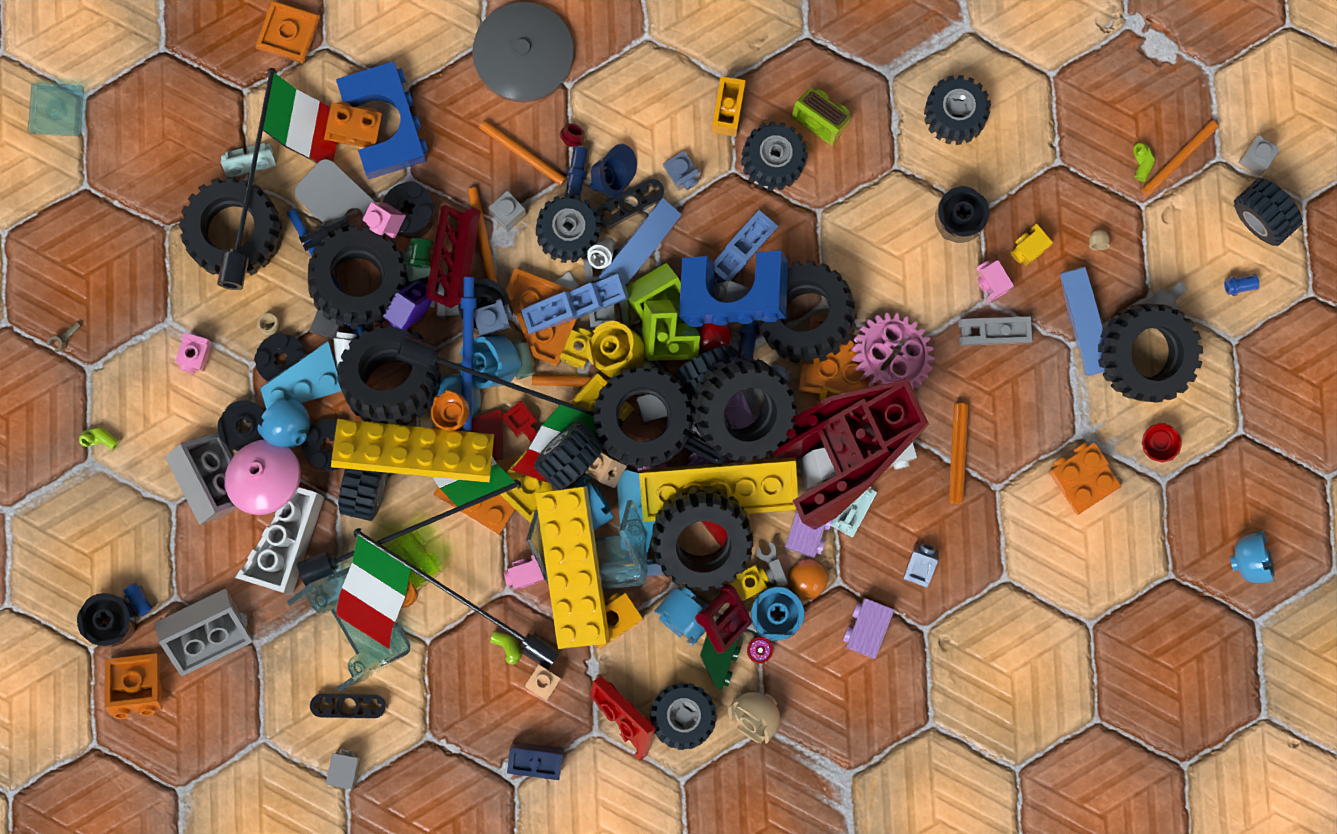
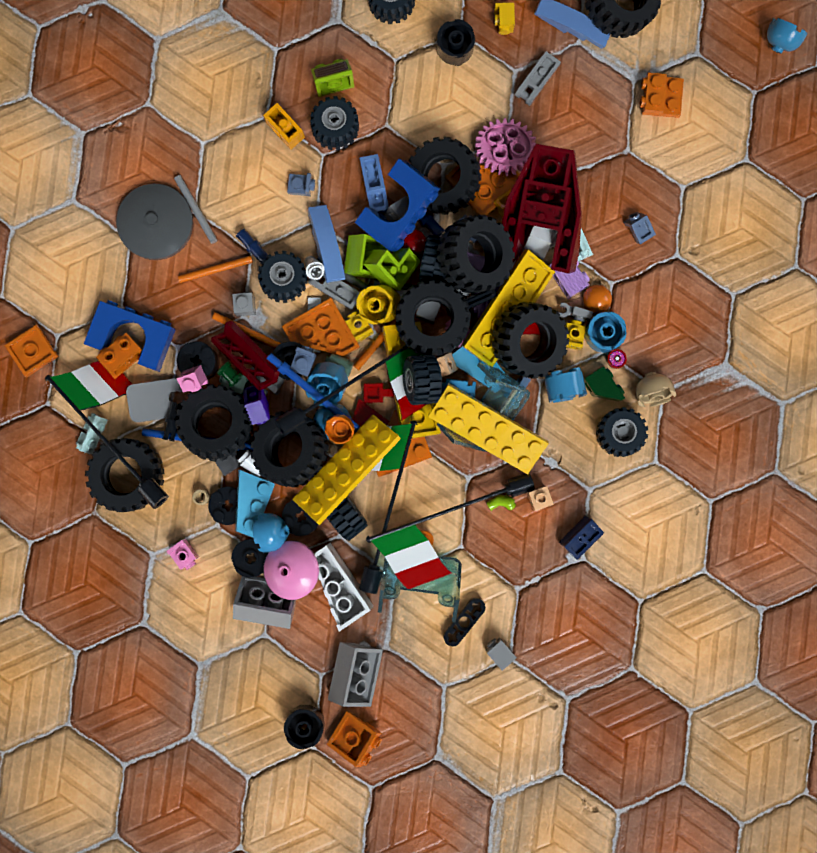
camera: 50 degrees left, 5 degrees up
(63, 338) = (113, 624): dark tan hand -> none
(97, 436) = (188, 649): lime arm -> none
(137, 599) = (305, 698): blue pin -> none
(411, 549) = (402, 515): clear neon green brick -> none
(523, 574) = (467, 460): bright pink brick -> none
(569, 83) = (196, 210): none -> light grey bar
(572, 135) = (228, 231): dark red plate -> none
(575, 303) = (332, 306): medium blue slope -> none
(614, 171) = (269, 224): dark blue piece -> none
(622, 711) = (601, 465): red wing -> none
(627, 615) = (535, 418): light orange brick -> none
(650, 201) = (292, 215): black beam -> none
(730, 624) = (592, 362): dark red plate -> none
(868, 629) = (653, 286): lavender brick -> none
(958, 453) = (594, 158): orange axle -> none
(993, 280) = (507, 55): bright pink brick -> none
(1161, 442) = (677, 34): red hair -> none

